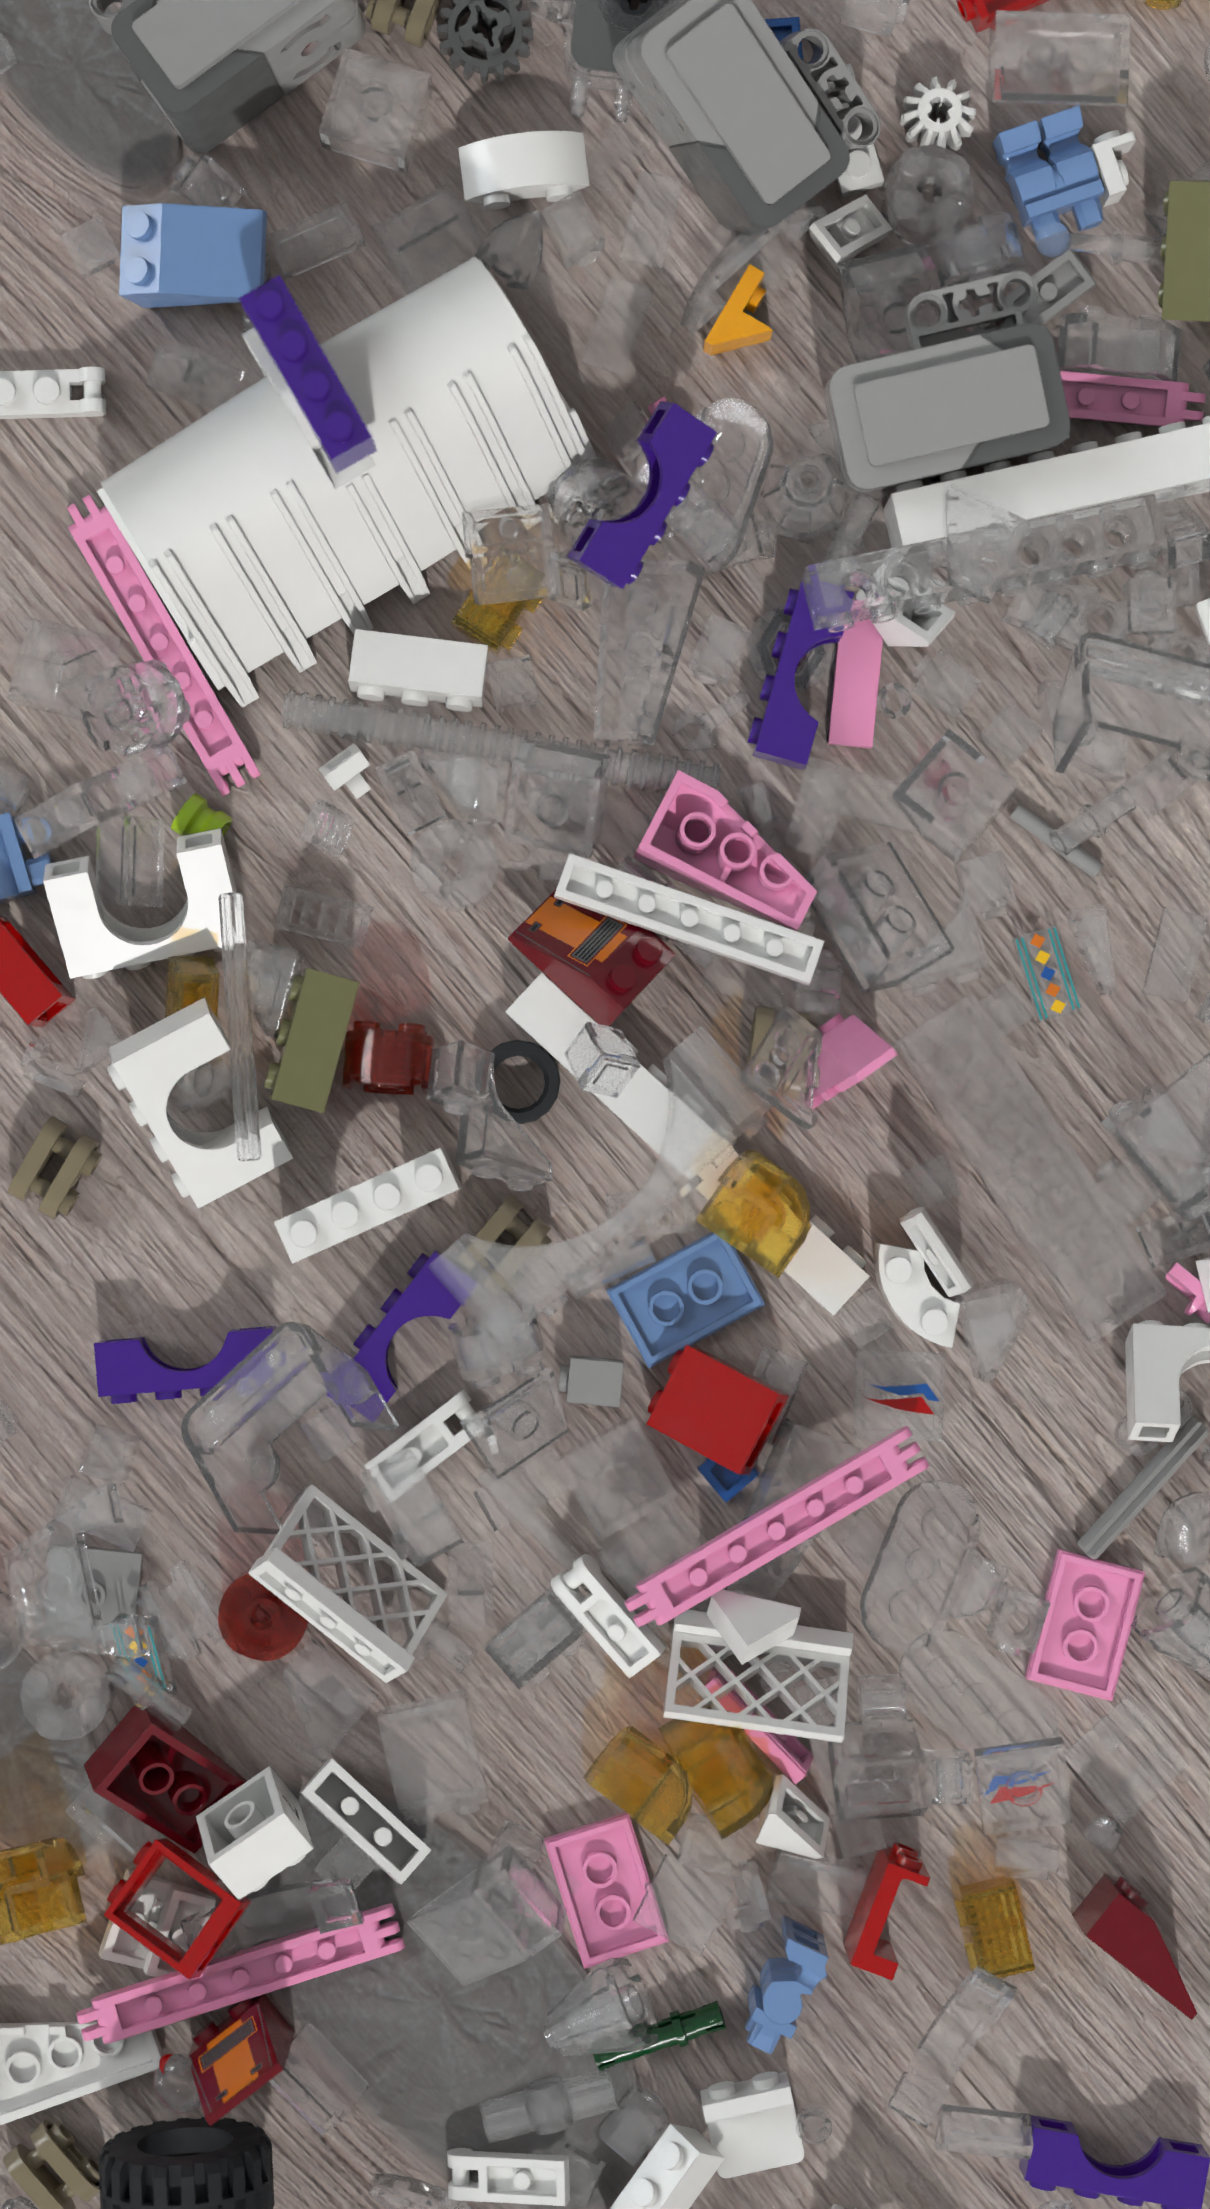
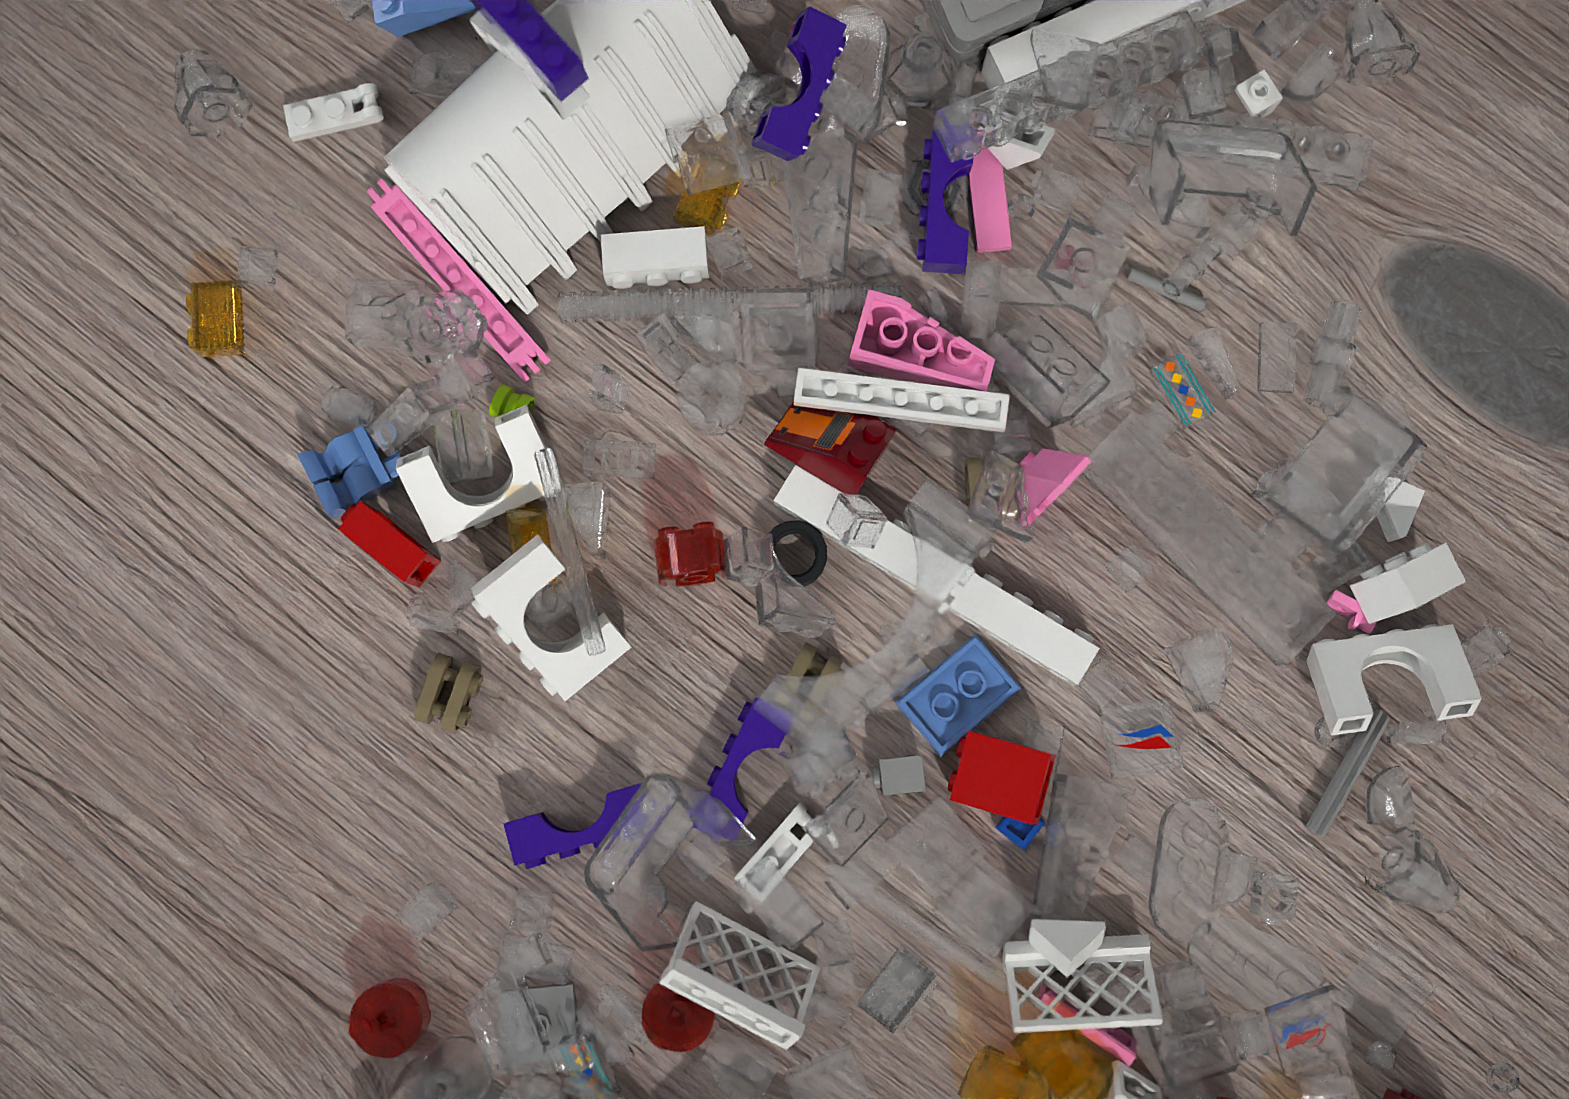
camera: 10 degrees left, 5 degrees down
(311, 1039) = (627, 550): olive slope -> none
(346, 769) = (615, 344): white tile -> none
(368, 1204) = (695, 669): white arch -> none
(606, 1616) = (951, 960): white plate -> none
(759, 1211) = (1004, 612): clear yellow brick -> none
(776, 1529) = (1071, 862): bright pink hinge -> none
(911, 1296) = (1134, 657): white brick -> none
(936, 1252) = (1147, 618): white slope -> none
(1086, 1624) = (1328, 891): bright pink tile -> none

